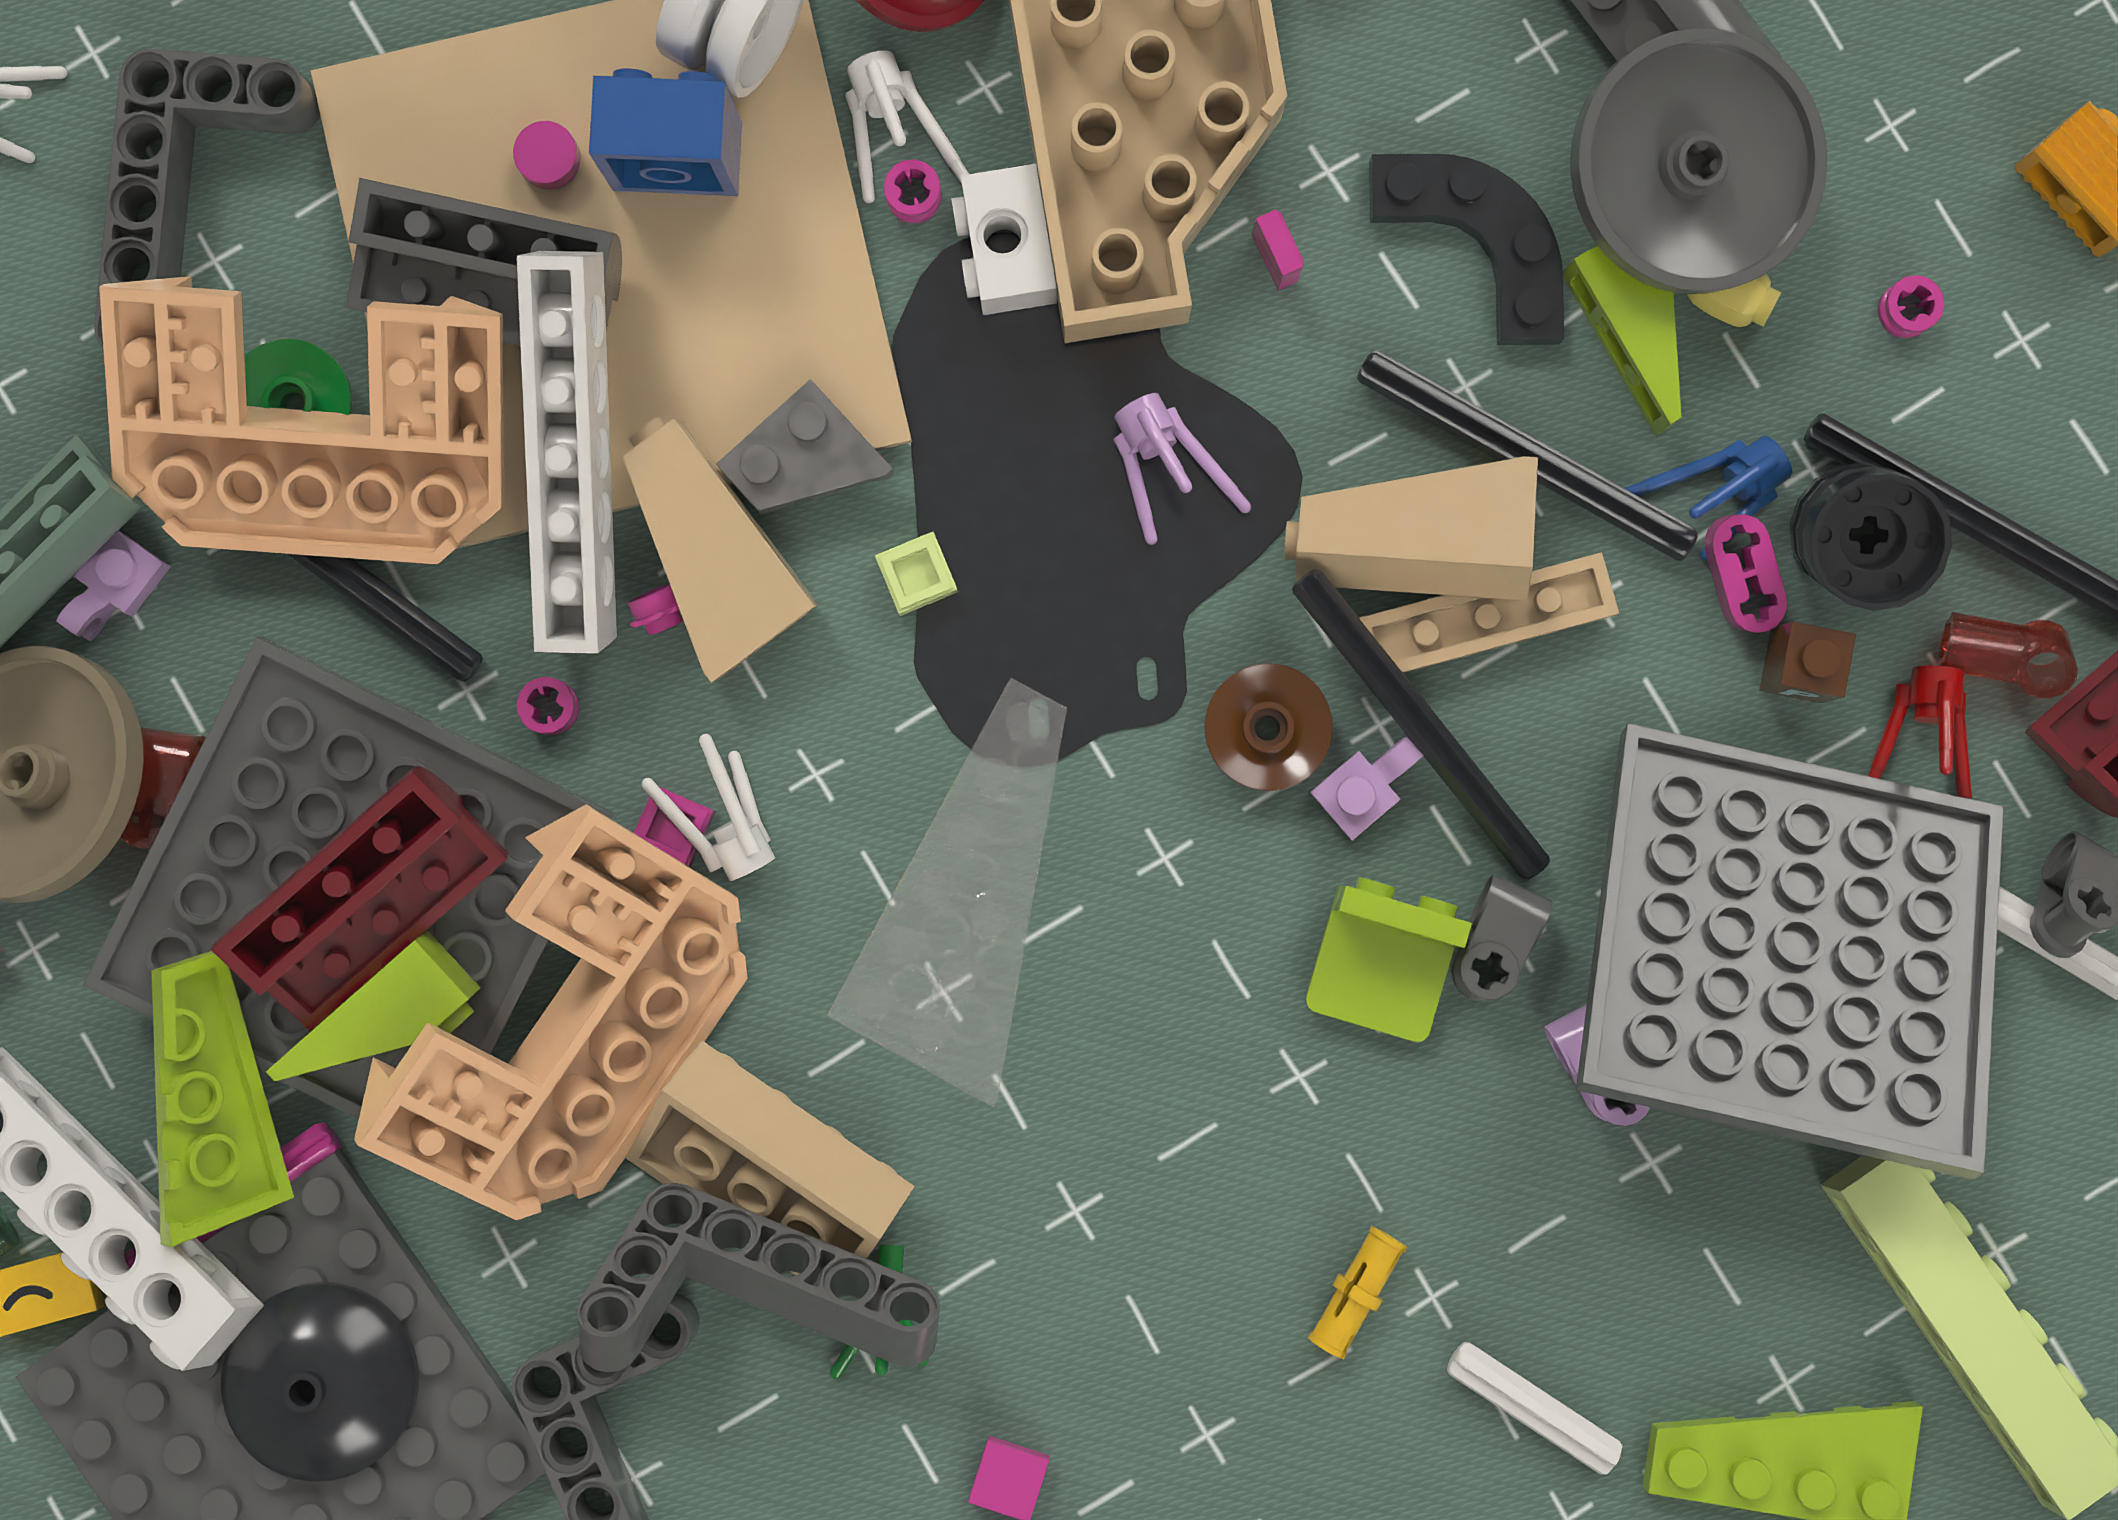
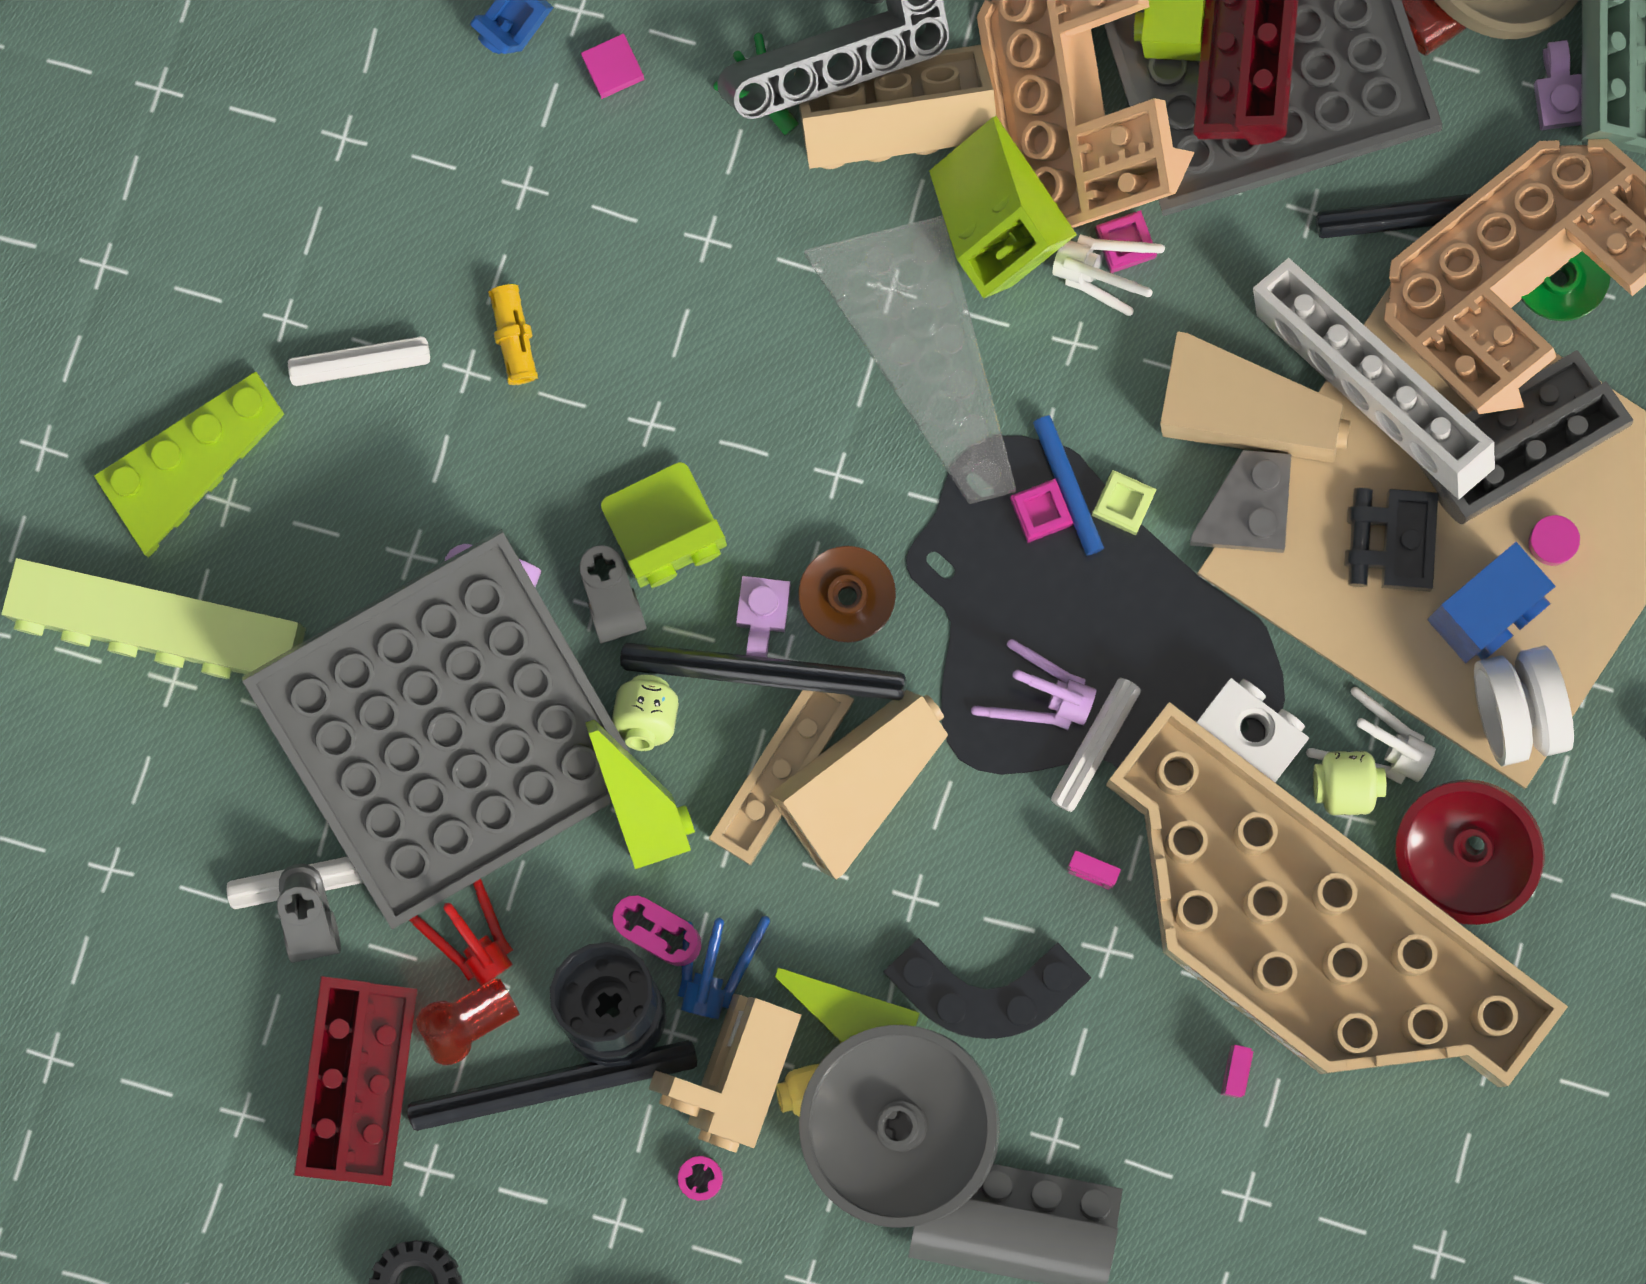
camera: 140 degrees right, 5 degrees down
(530, 713) = (1264, 231): dark pink bush -> none
(655, 610) = (1250, 345): dark pink plate -> none
(684, 279) = (1408, 539): none -> black plate
(771, 969) = (997, 210): none -> lime slope
(906, 171) = (1340, 702): dark pink bush -> none
(954, 639) = (1068, 485): none -> blue bar
(960, 109) = (1348, 783): none -> yellowish green head
(1002, 639) = (1041, 510): none -> dark pink tile
(1162, 367) = (1095, 744): none -> white axle
(1507, 442) = (852, 884): black axle -> none
(1571, 791) = (645, 712): none -> yellowish green head
(1658, 707) = (643, 806): none -> lime slope
(1805, 349) = (738, 1077): none -> tan brick
(1807, 662) = (576, 907): reddish brown brick -> none

